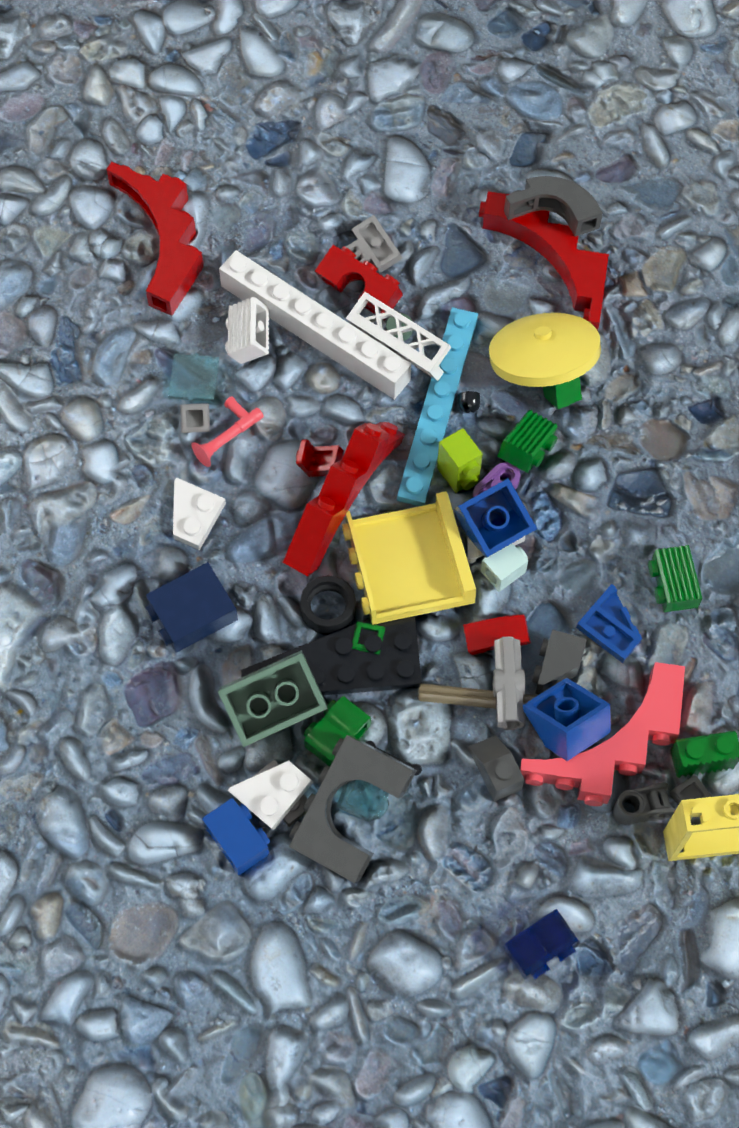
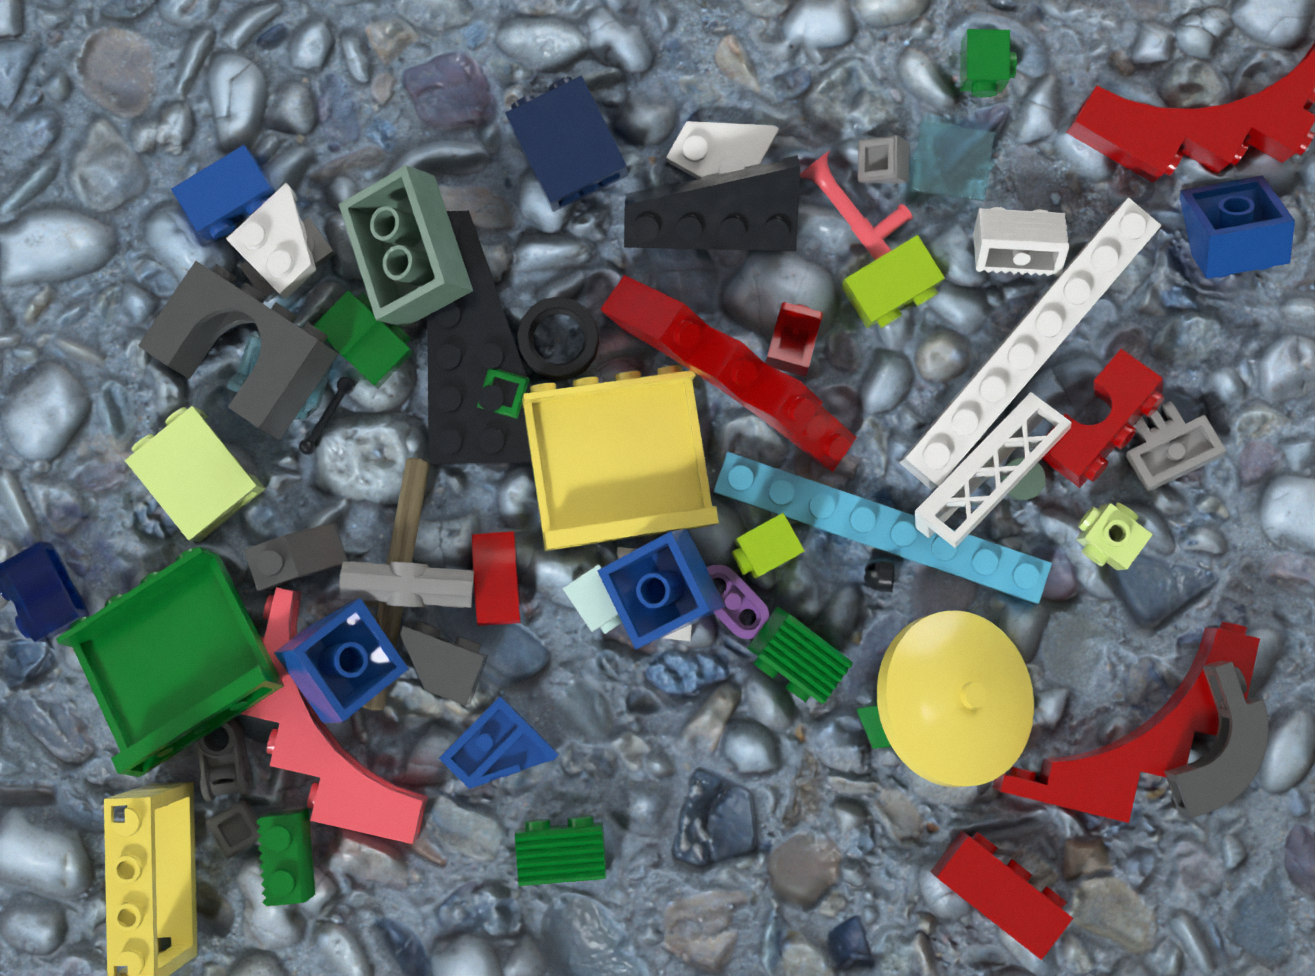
camera: 100 degrees right, 20 degrees up
(129, 358) = (986, 62): none -> green brick
(231, 216) = (1237, 227): none -> blue slope
(237, 504) = (719, 212): none -> black wedge
(278, 403) = (892, 283): none -> lime brick
(432, 272) = (1126, 535): none -> yellowish green brick
(442, 840) = (193, 474): none -> yellowish green panel
(581, 838) = (172, 660): none -> green panel
(661, 323) = (1003, 893): none -> red brick

